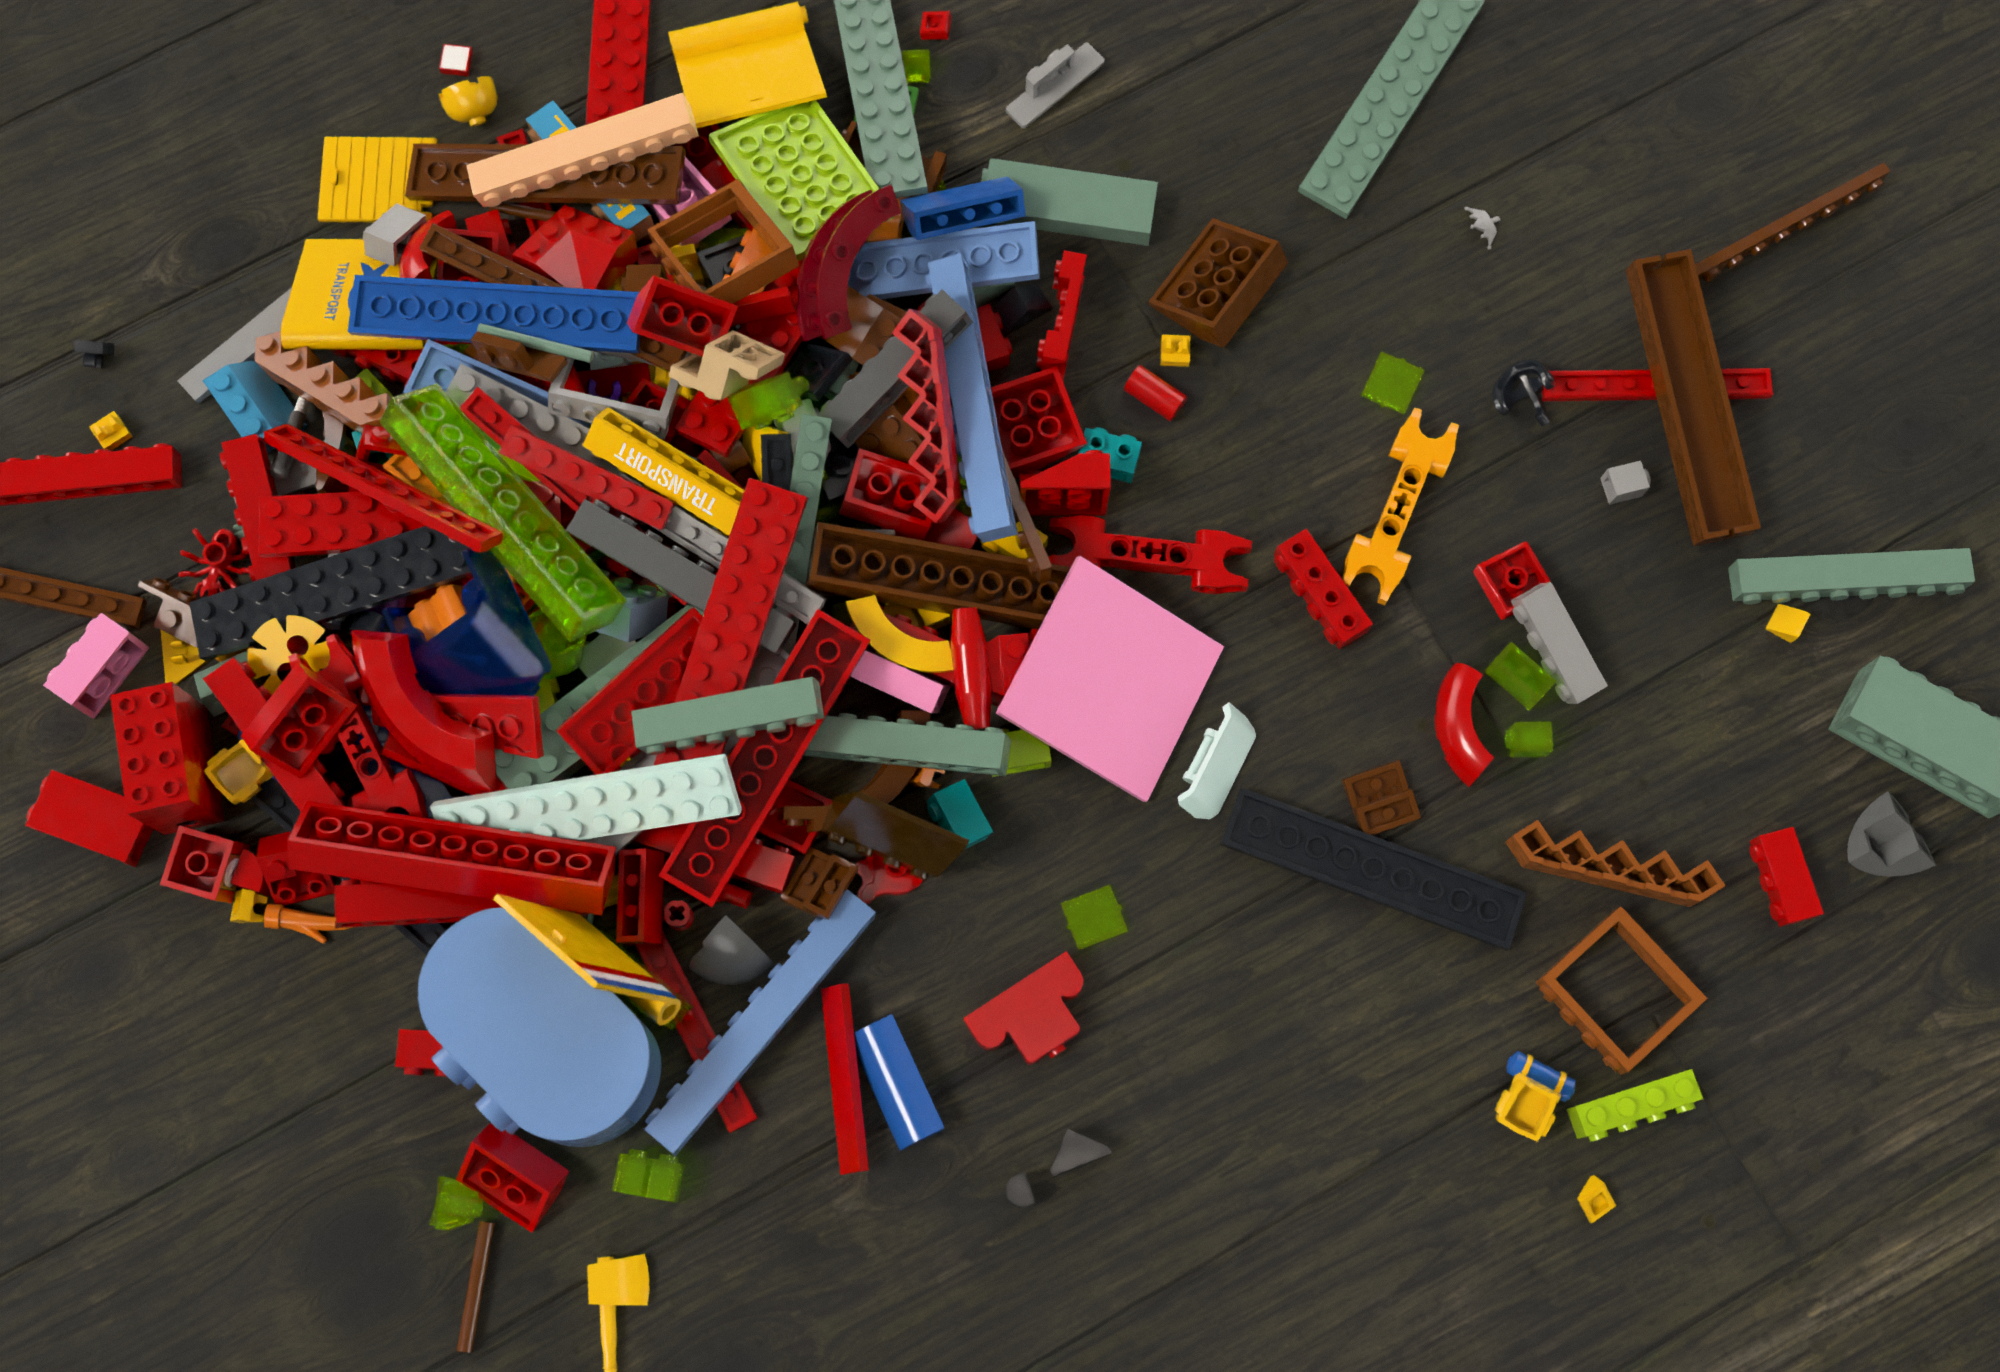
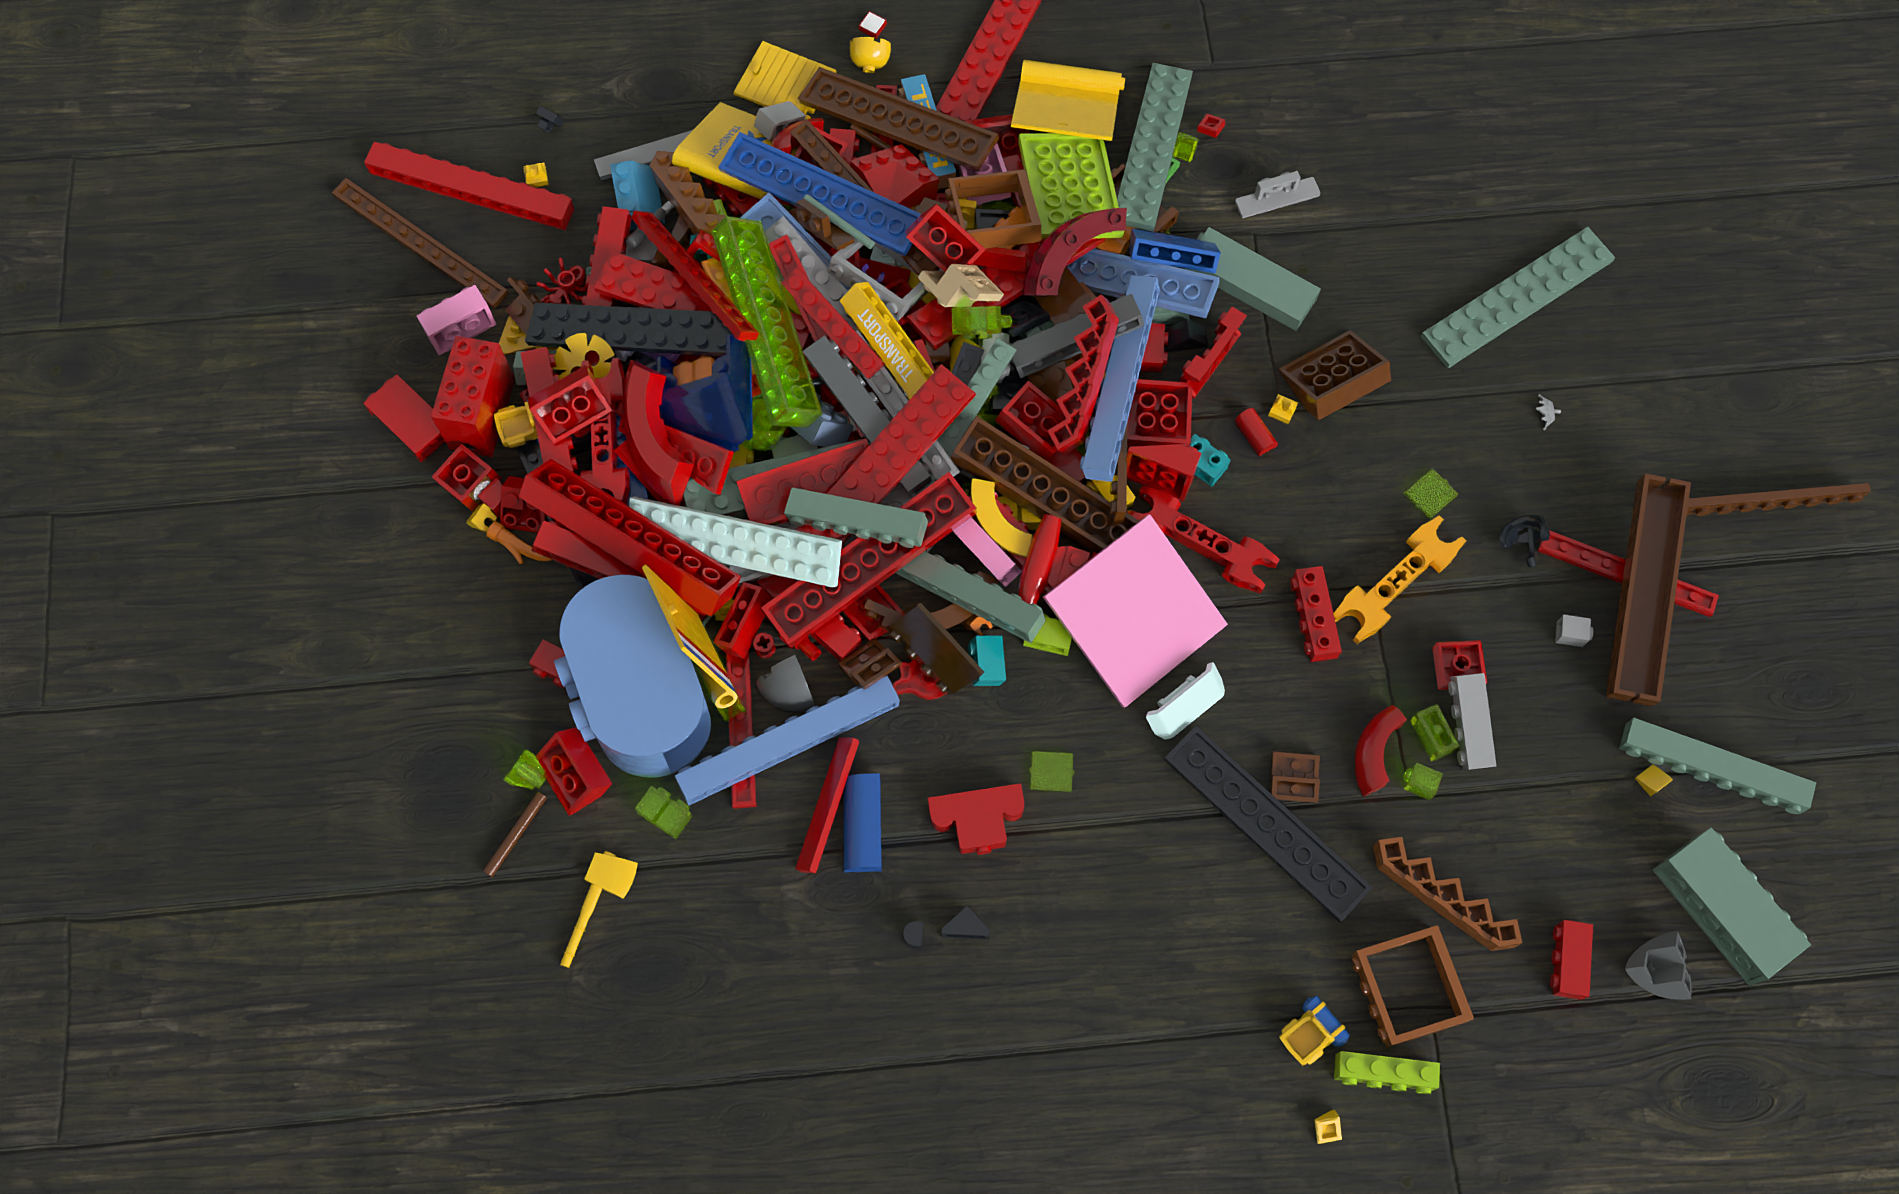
camera: 25 degrees right, 5 degrees down
(582, 150) = (929, 111): light nougat brick -> none

